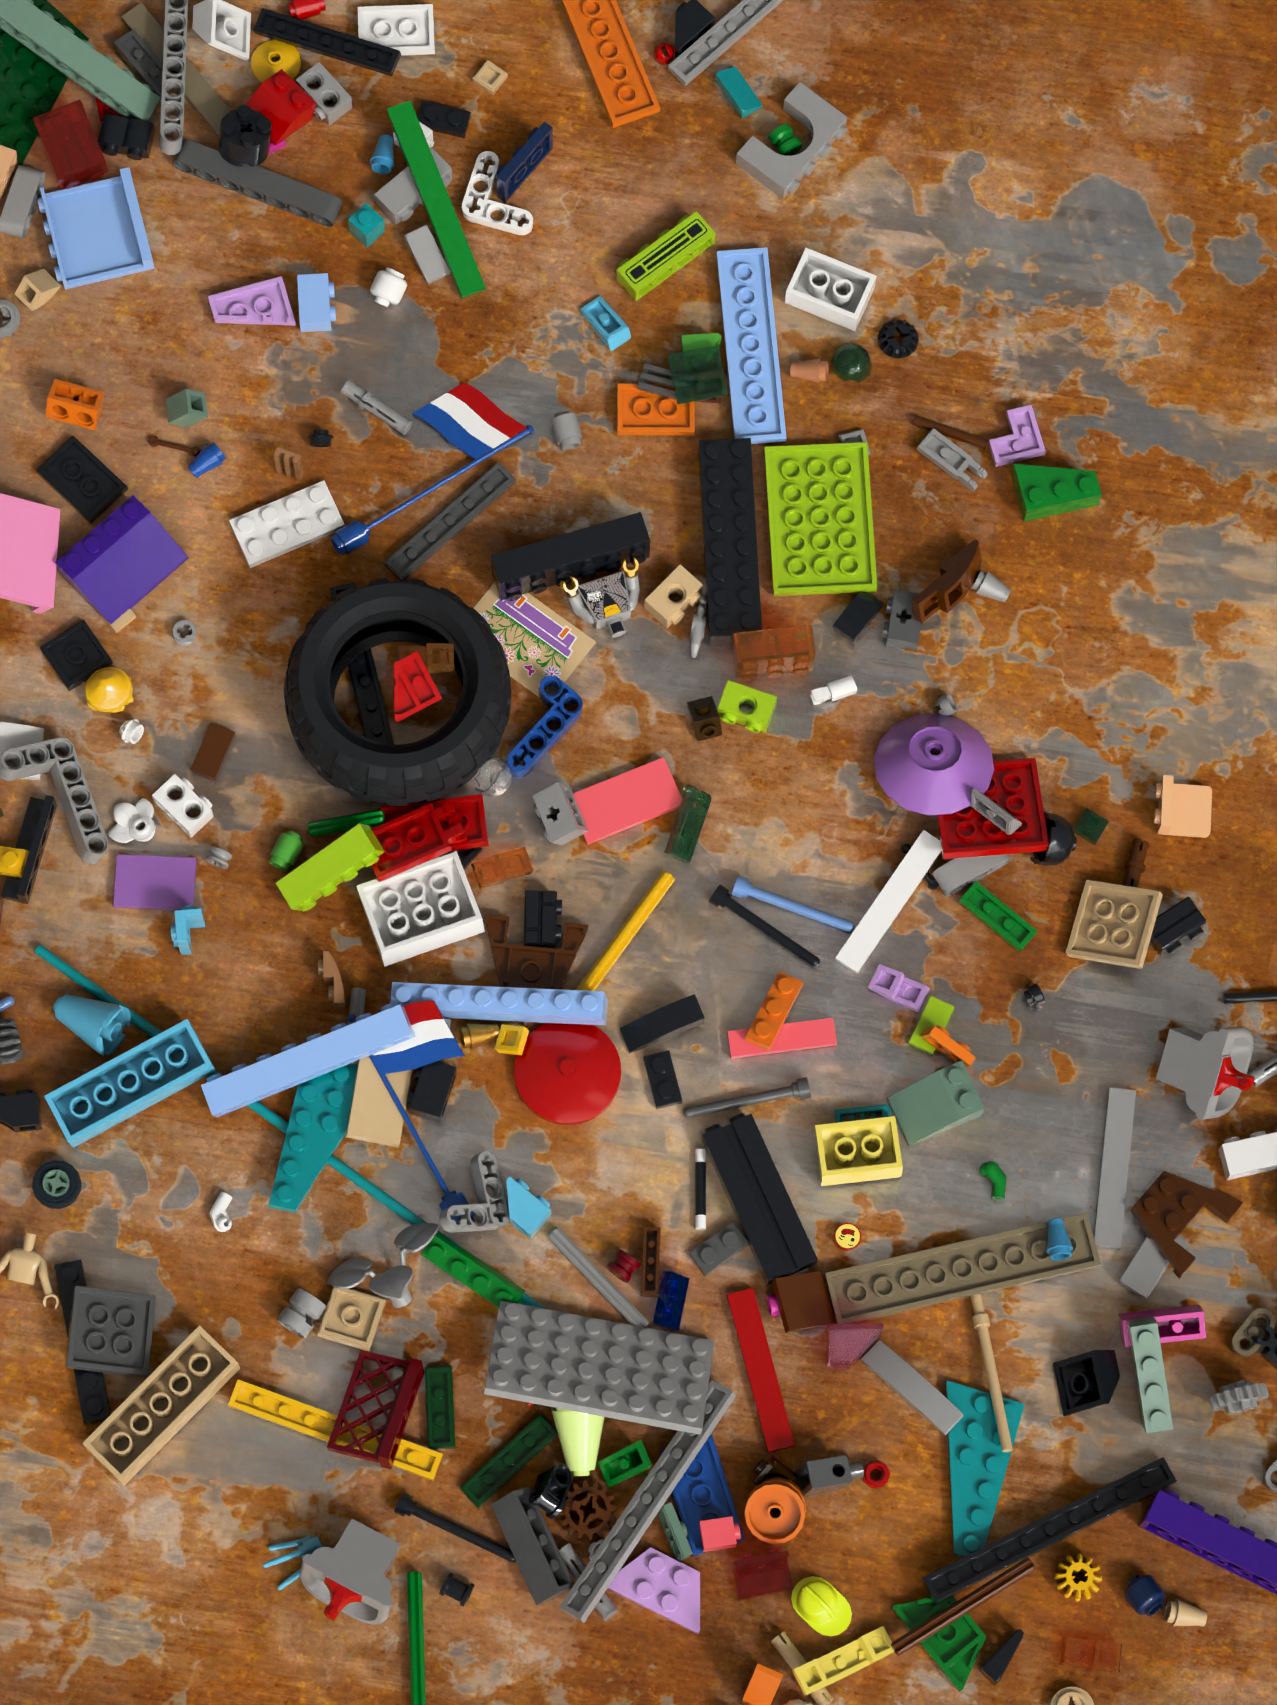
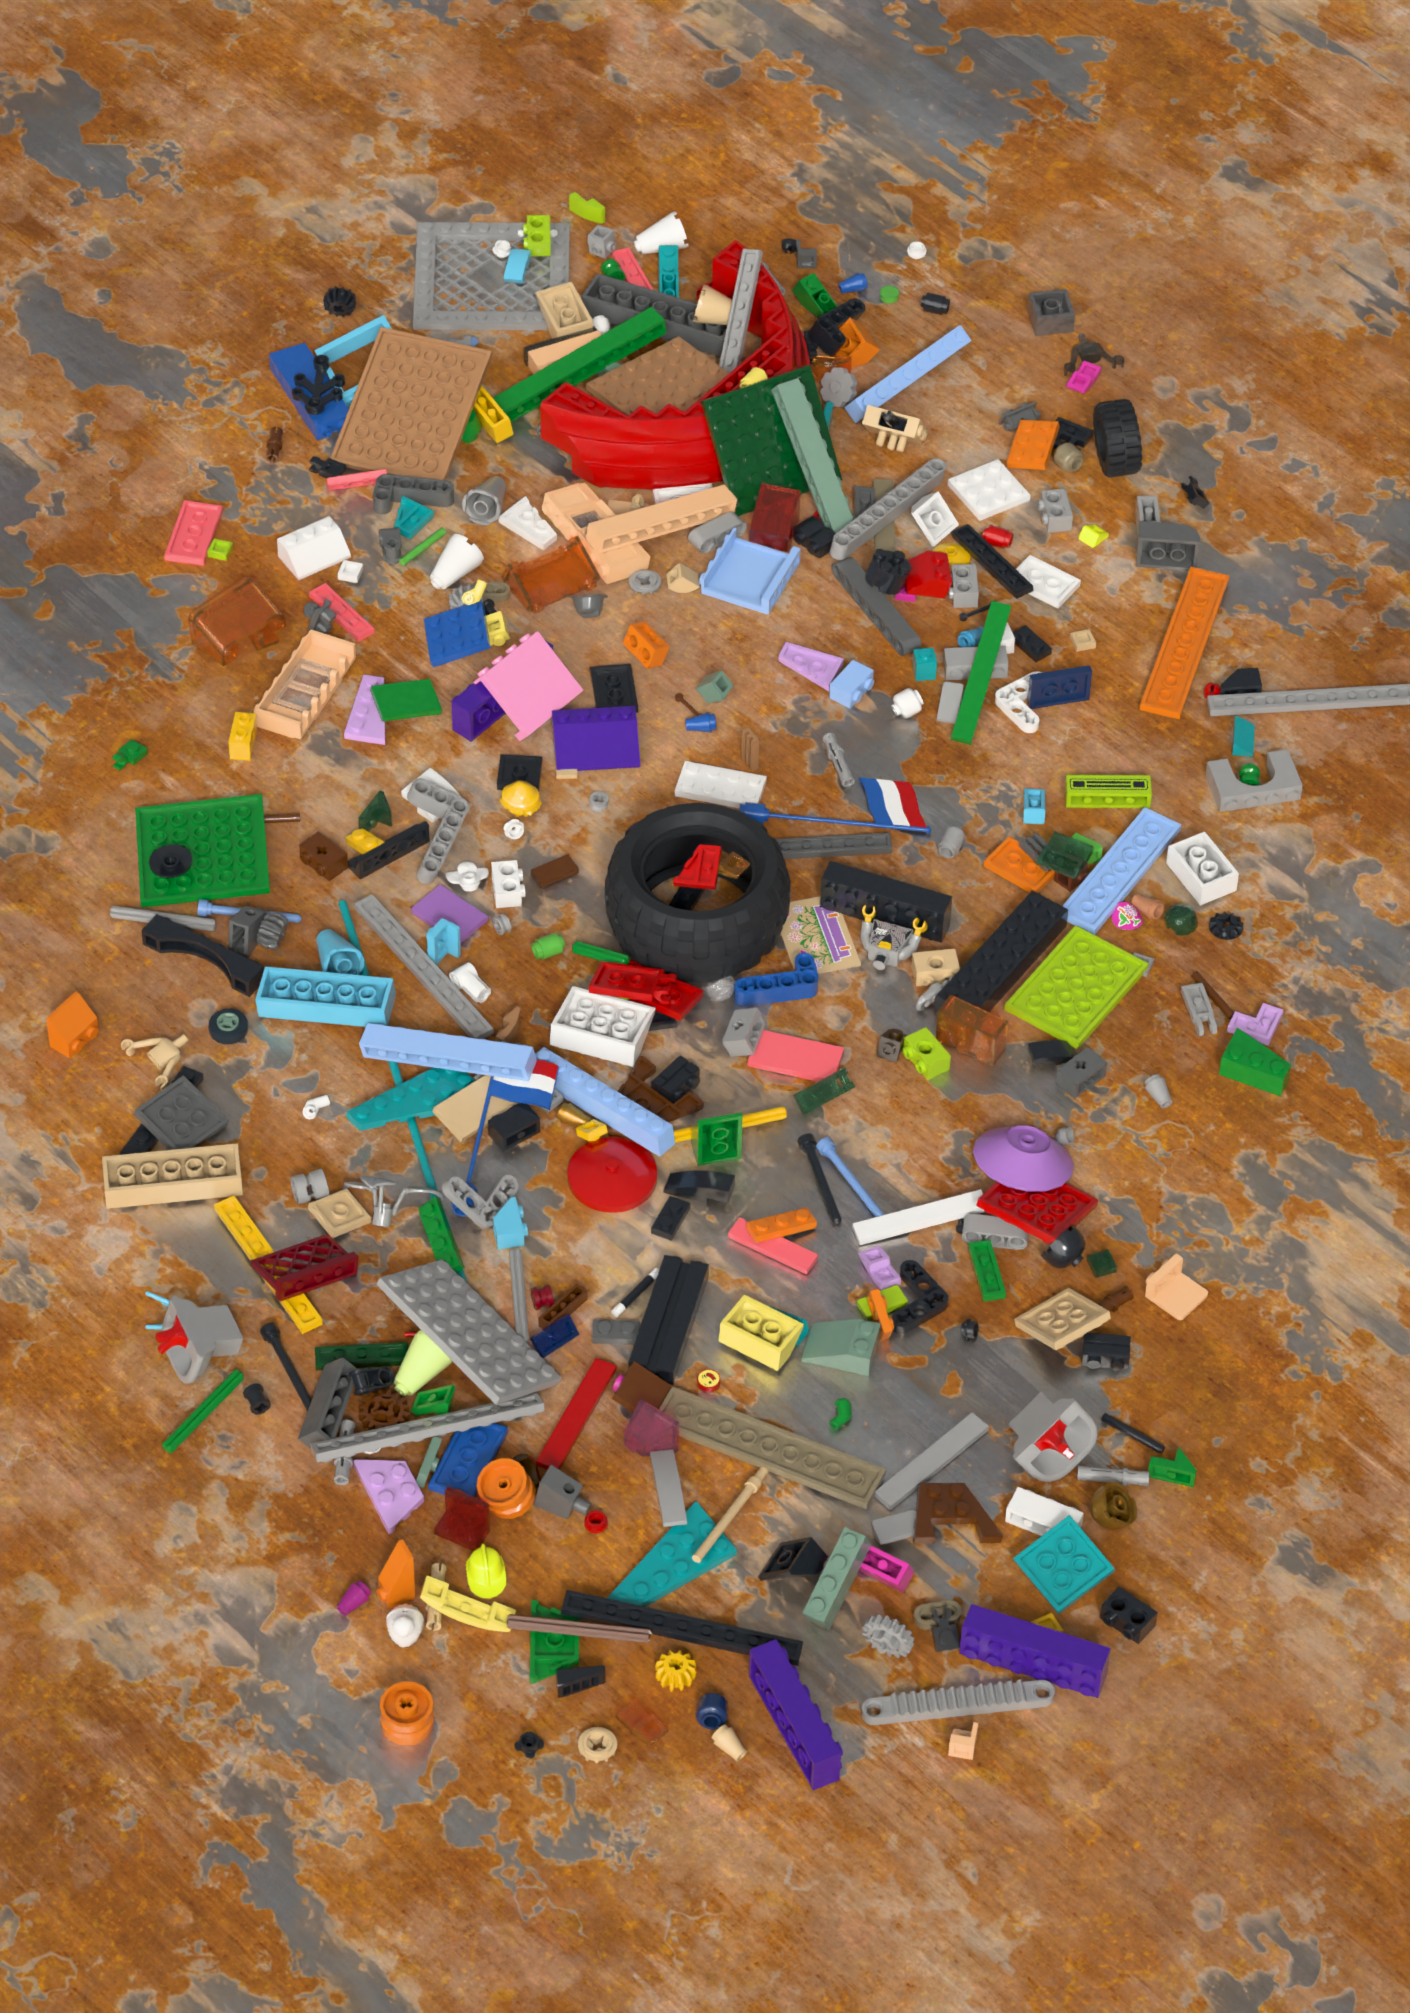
camera: 40 degrees right, 25 degrees down
(186, 968) = (423, 968): none -> light grey plate
(239, 950) = (467, 979): none -> white piece
(320, 438) = (785, 754): black plate -> none
(330, 867) = (565, 964): lime brick -> none
(349, 130) = (963, 616): none -> black hinge
(440, 1407) = (347, 1298): dark green tile -> none
(501, 867) = (680, 1039): clear orange slope -> none
(641, 962) = (717, 1139): none -> green slope
(719, 1534) = (455, 1475): coral brick -> none
(799, 396) = (1126, 916): none -> sticker
(799, 1089) = (757, 1279): dark grey piece -> none
(834, 690) = (994, 1082): white bar -> none
(951, 587) = (1130, 1065): reddish brown slope -> none
(965, 987) = (925, 1300): none -> black beam
(994, 812) = (1036, 1199): light grey slope -> none
(1058, 1241) = (847, 1467): dark azure cone -> none

